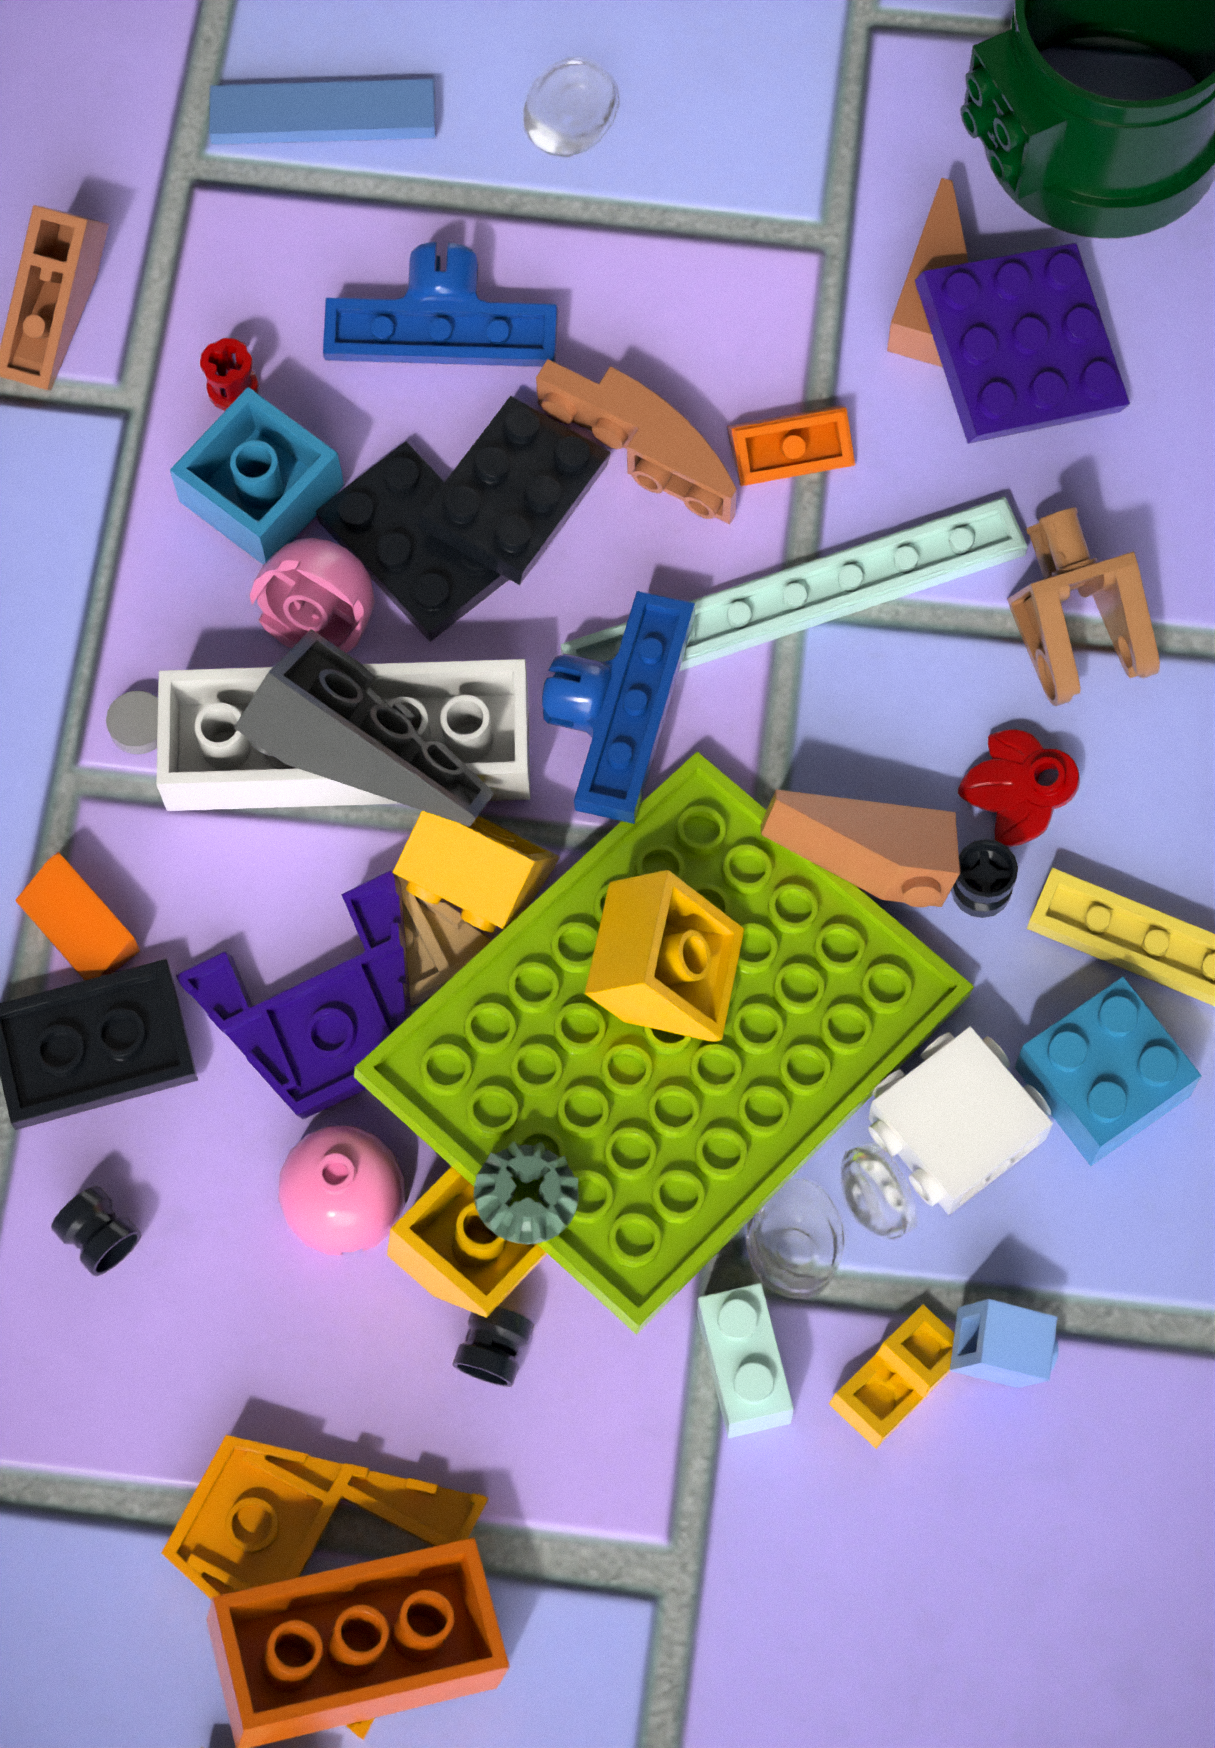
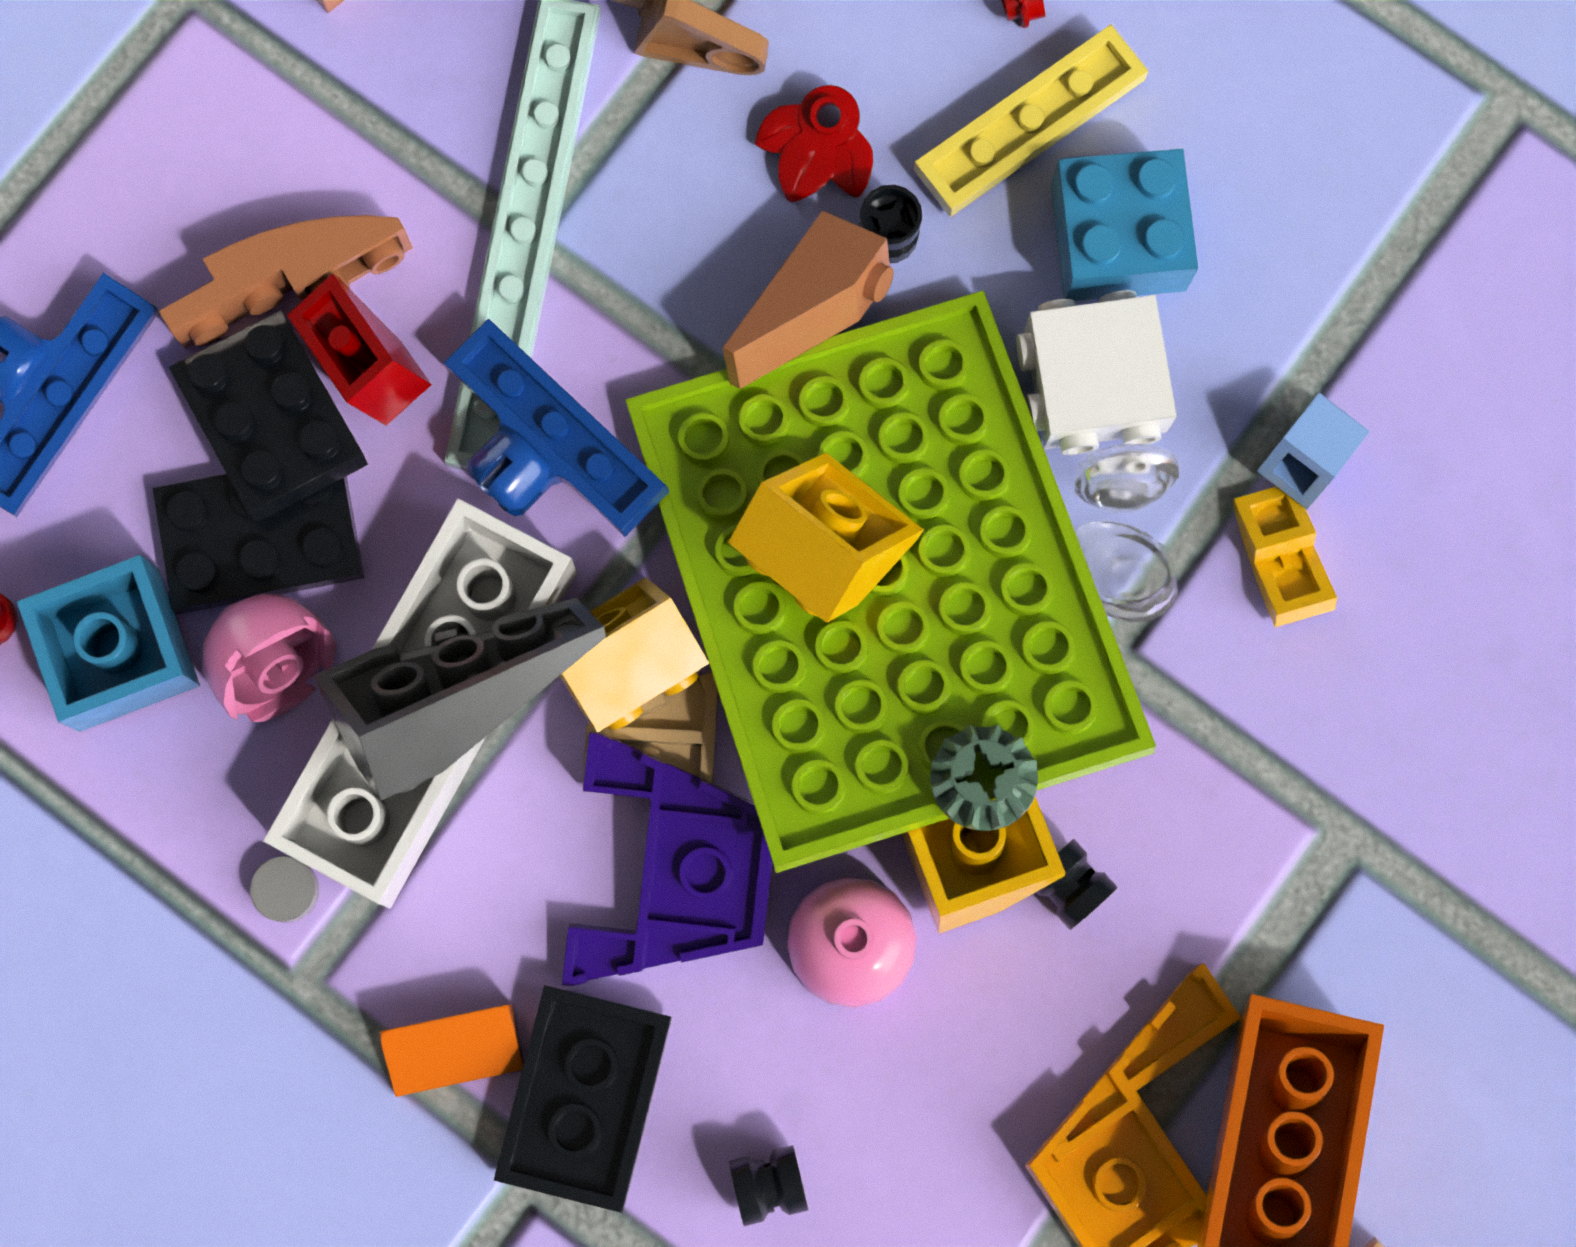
camera: 65 degrees left, 10 degrees up
(607, 526) = (358, 351): none -> red slope
(744, 1360) = (1208, 675): light aqua brick -> none
(791, 445) = (370, 148): orange slope -> none

